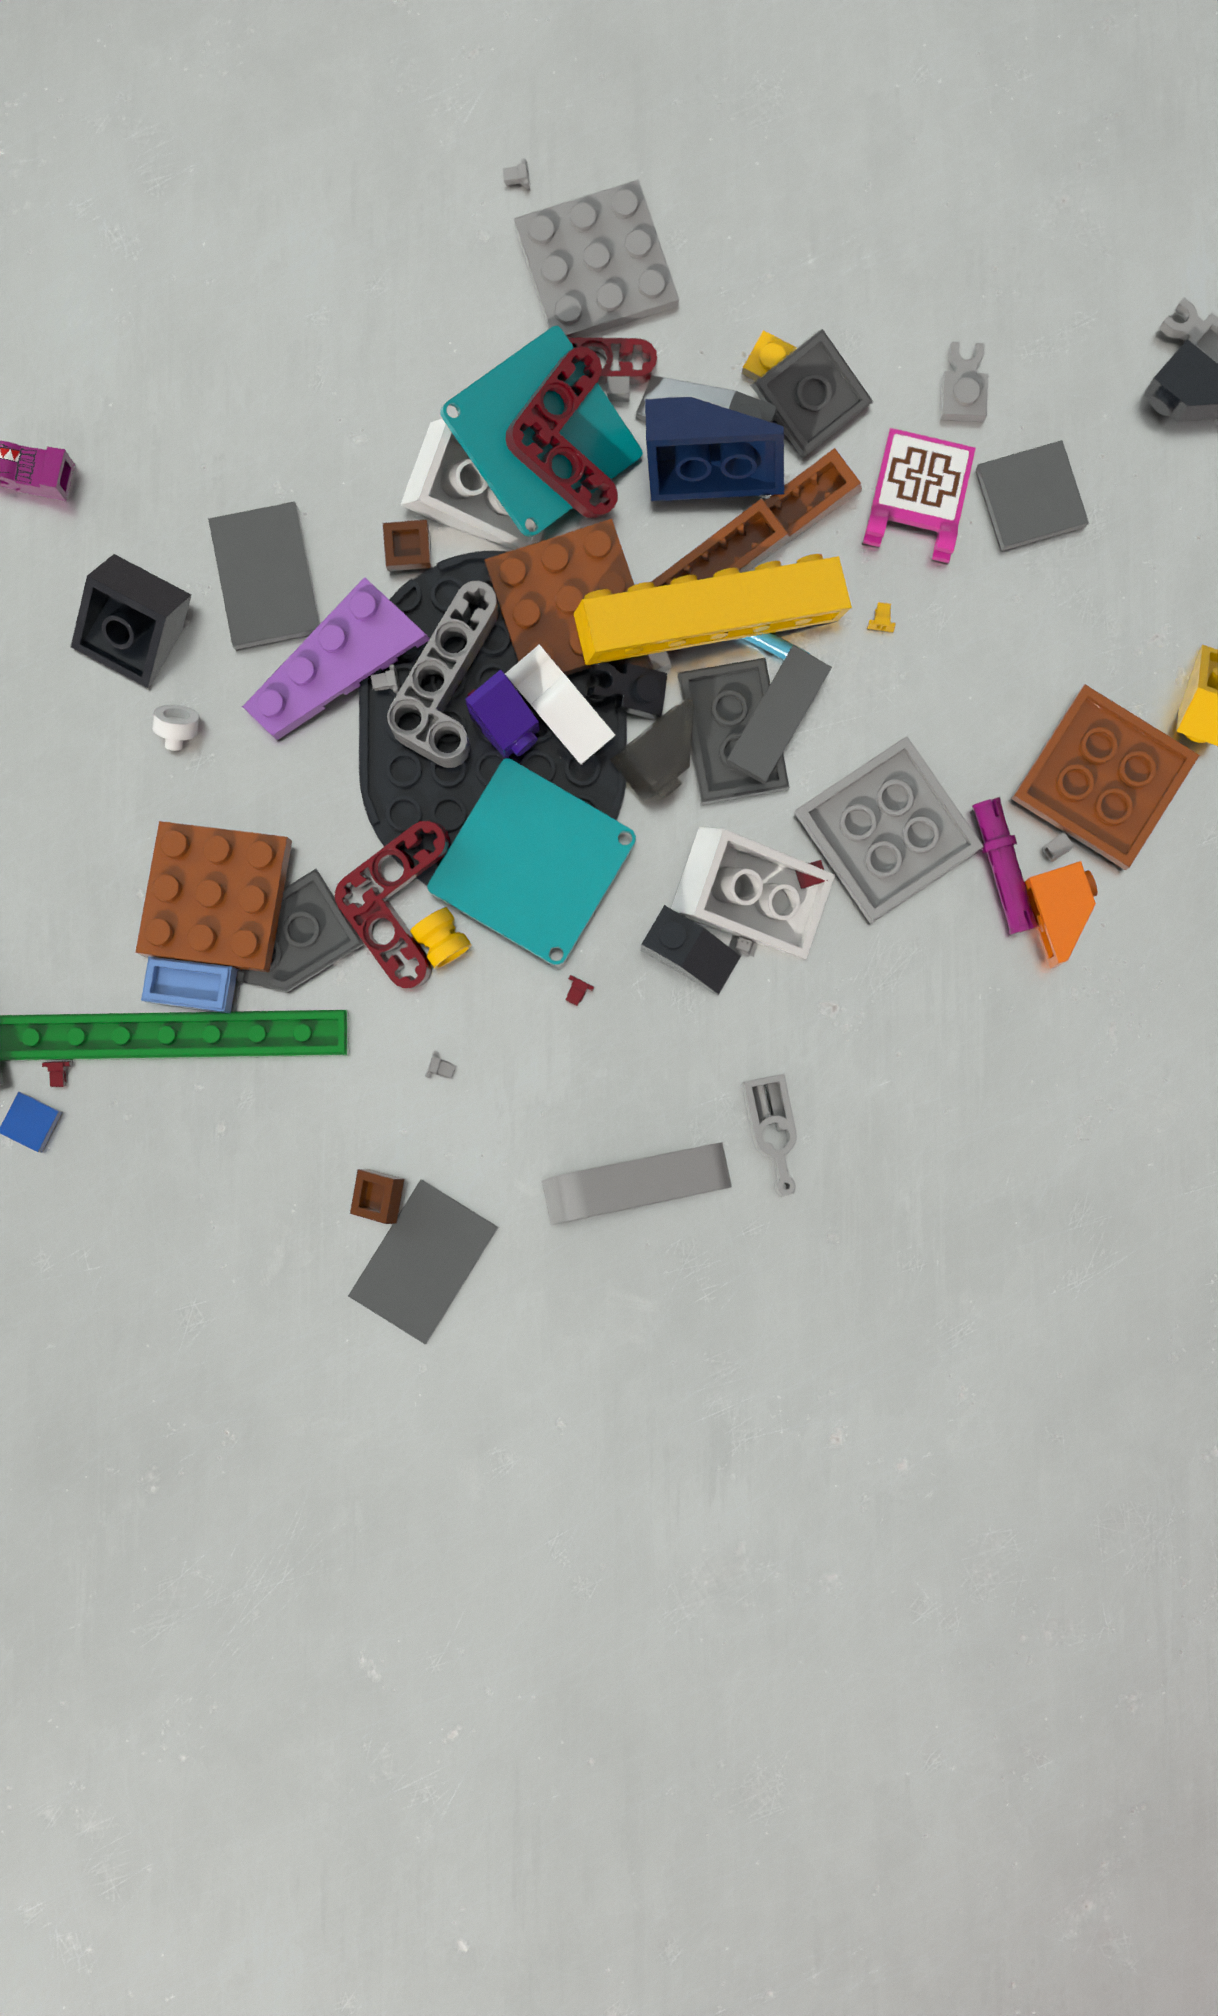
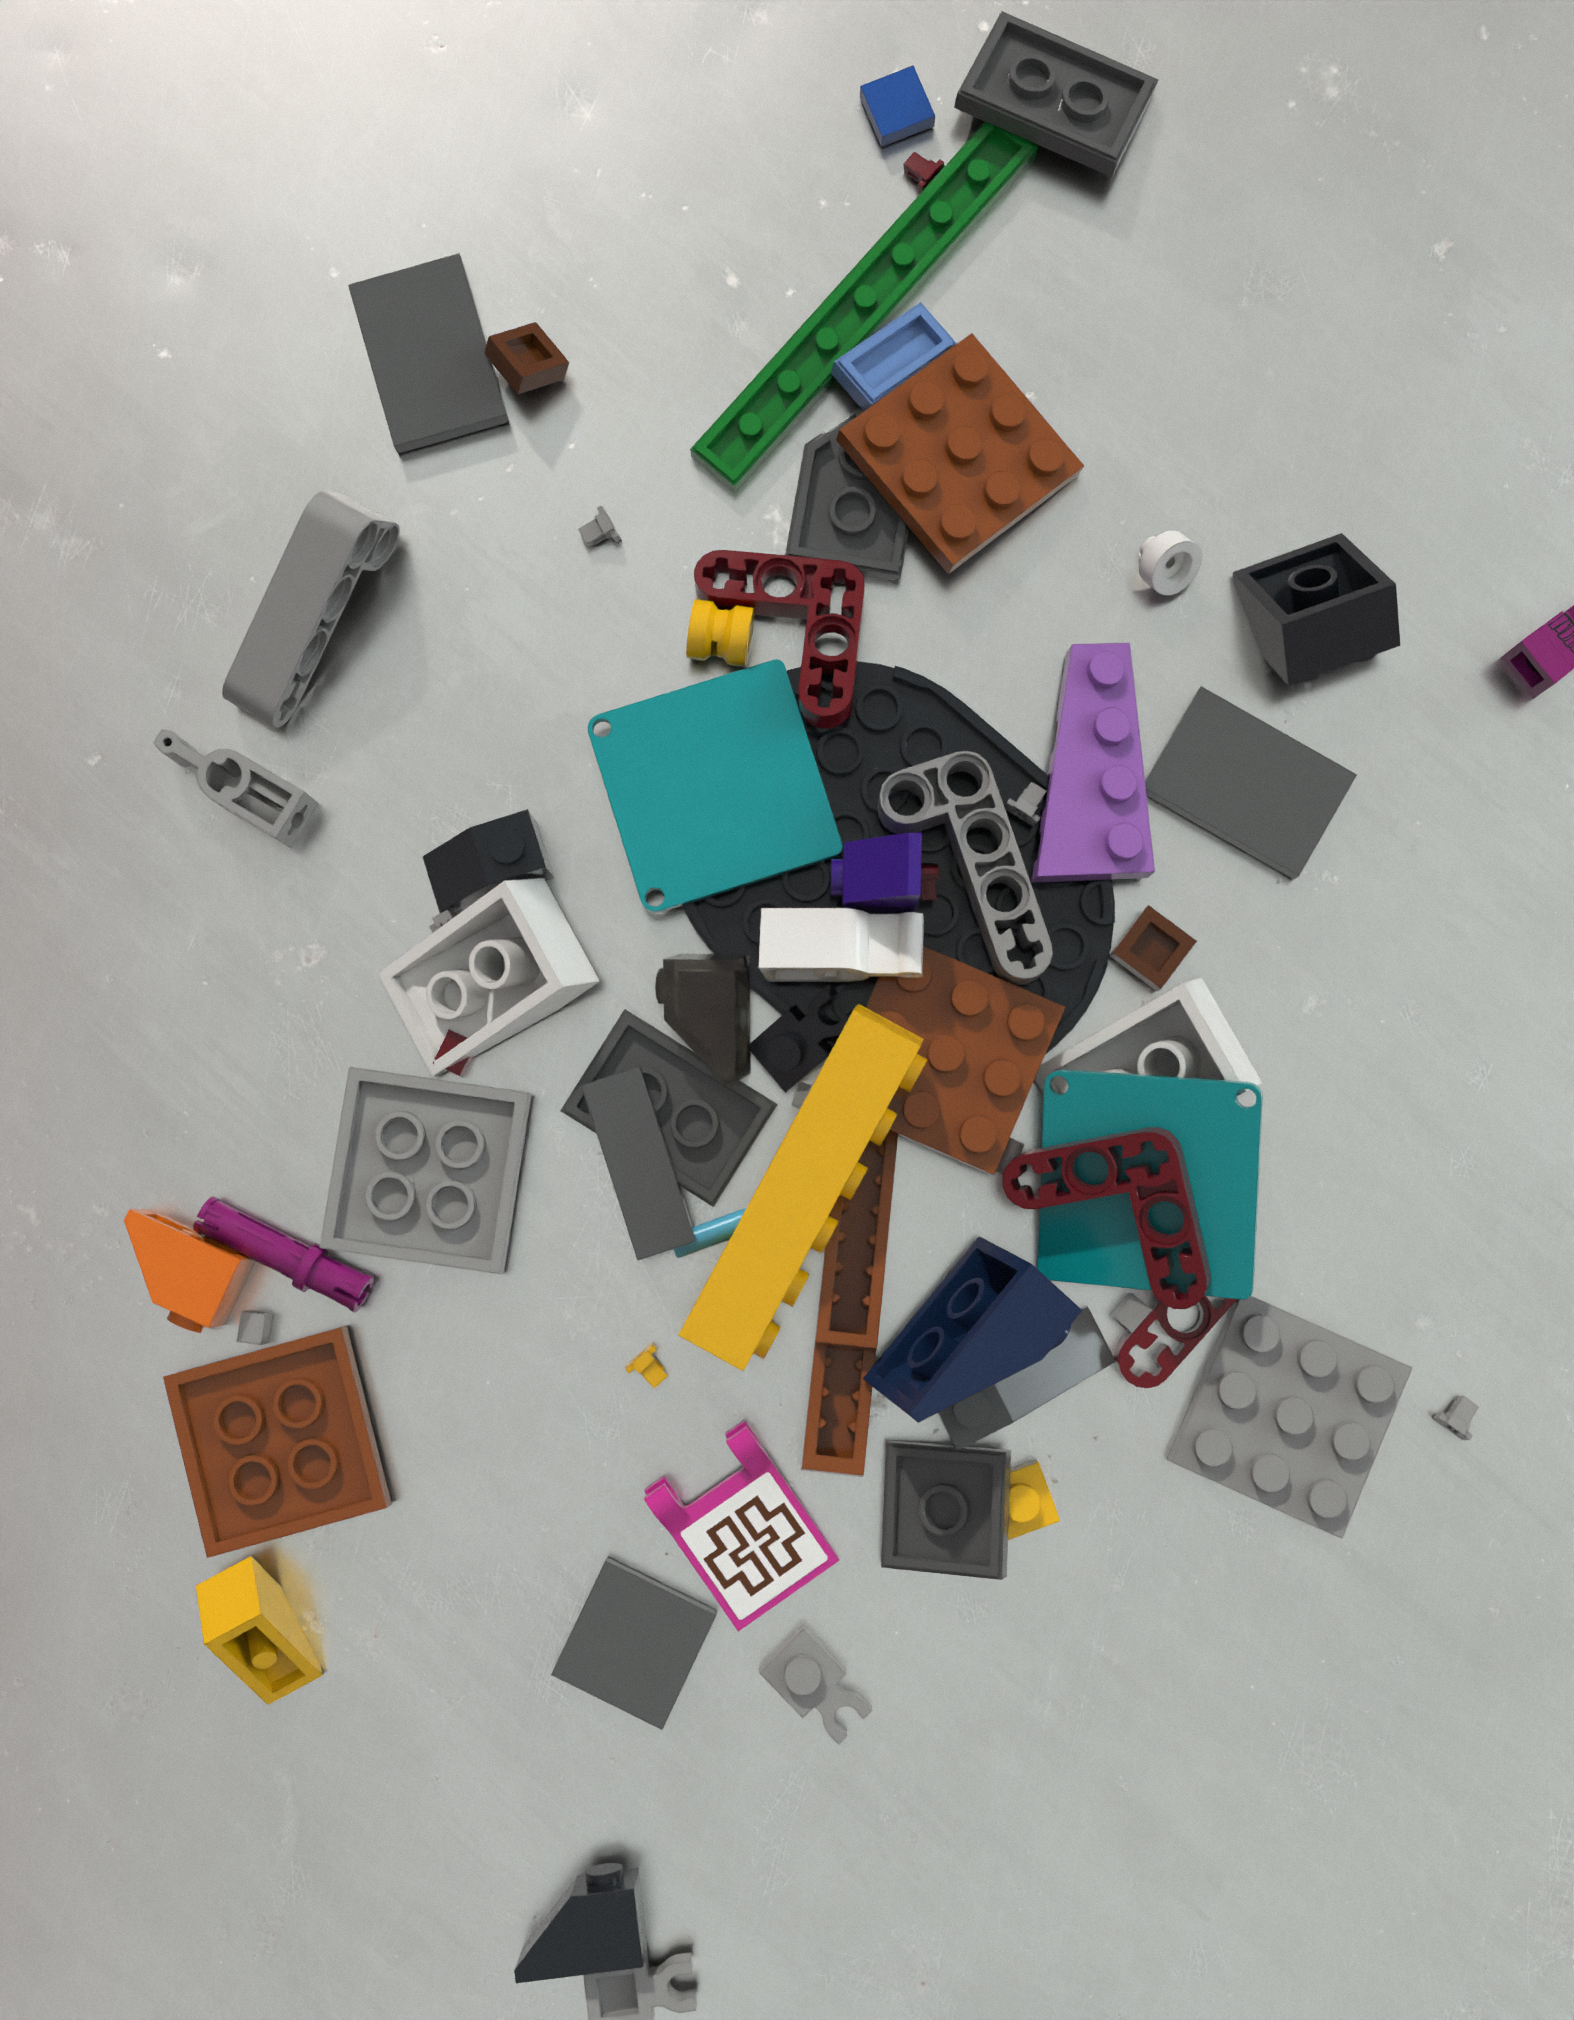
camera: 135 degrees right, 0 degrees up
(577, 990) = (552, 726): dark red piece -> none

